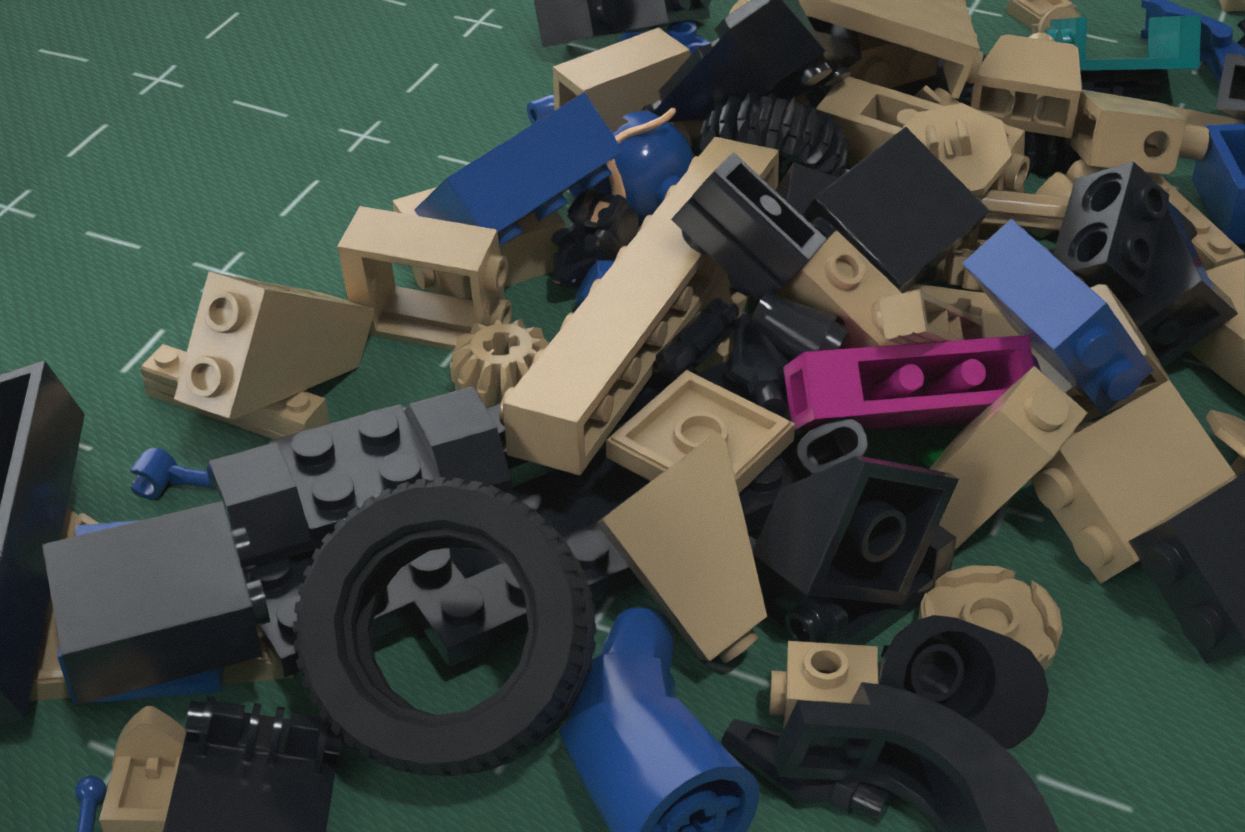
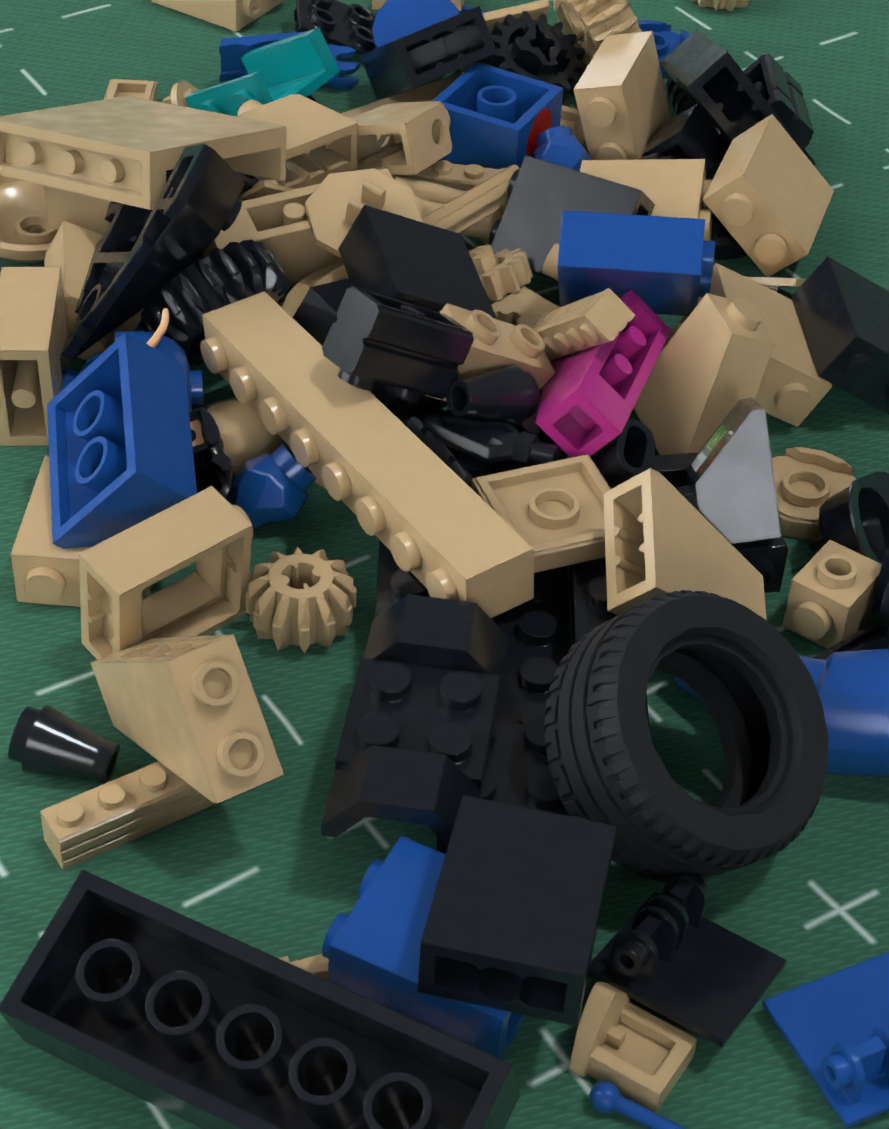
camera: 60 degrees left, 0 degrees up
(157, 469) = (215, 894): blue hand -> none
(1113, 229) = (526, 209): black brick -> none

